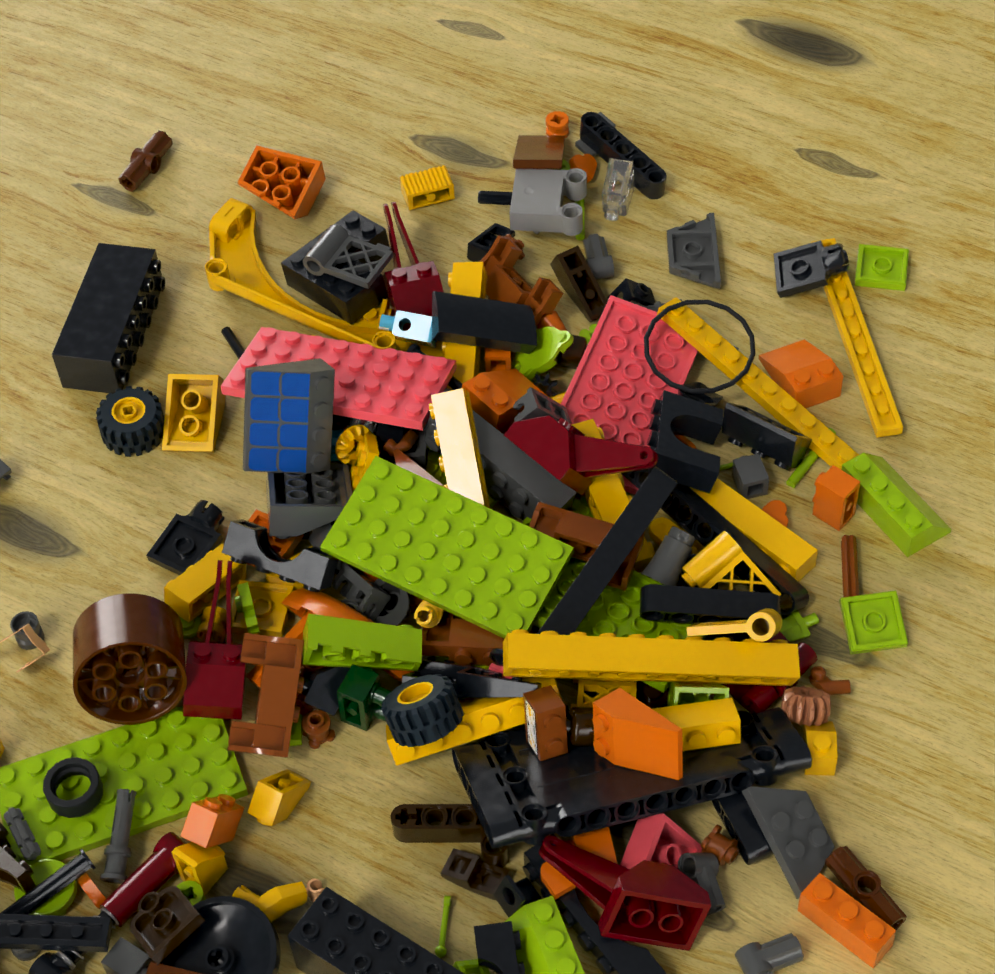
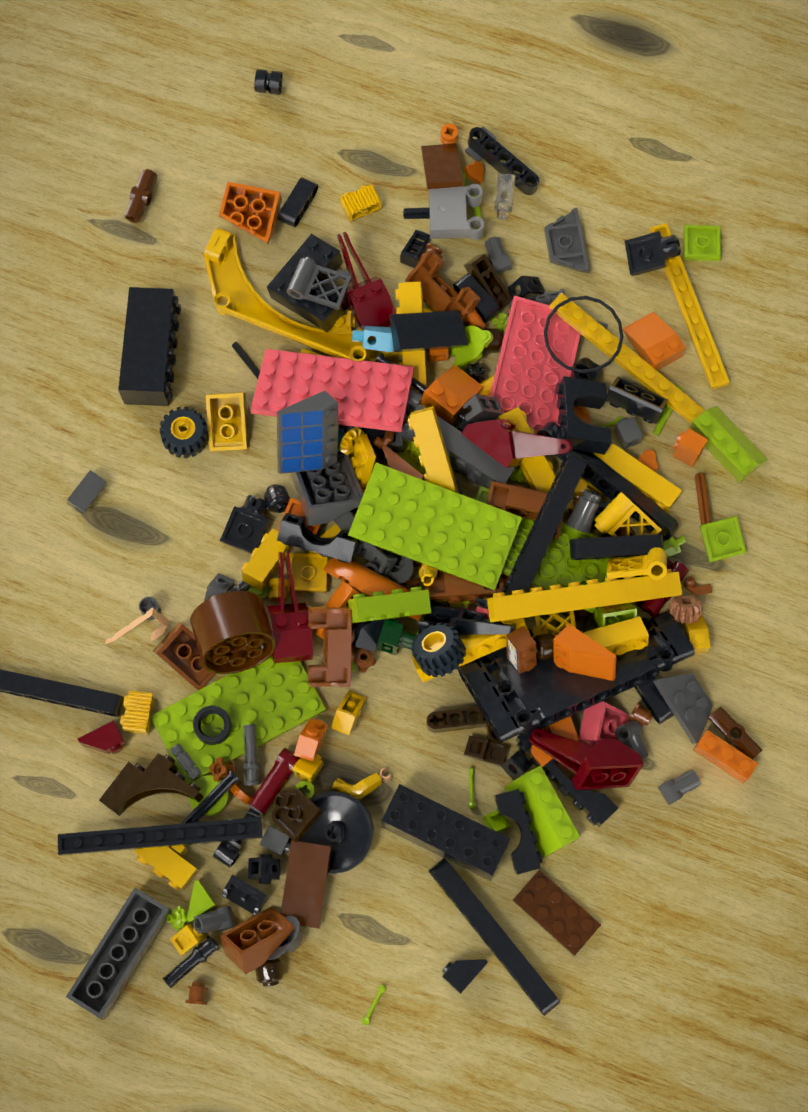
camera: 10 degrees left, 20 degrees up
(52, 695) = (182, 655): none -> dark orange slope
(70, 849) = (220, 769): none -> dark orange brick
(237, 507) = (276, 498): none -> black head
(245, 604) = (299, 575): lime plate -> none
(336, 55) = (268, 81): none -> black wheel
(345, 181) = (298, 202): none -> black beam
(570, 307) = (487, 307): none -> black beam

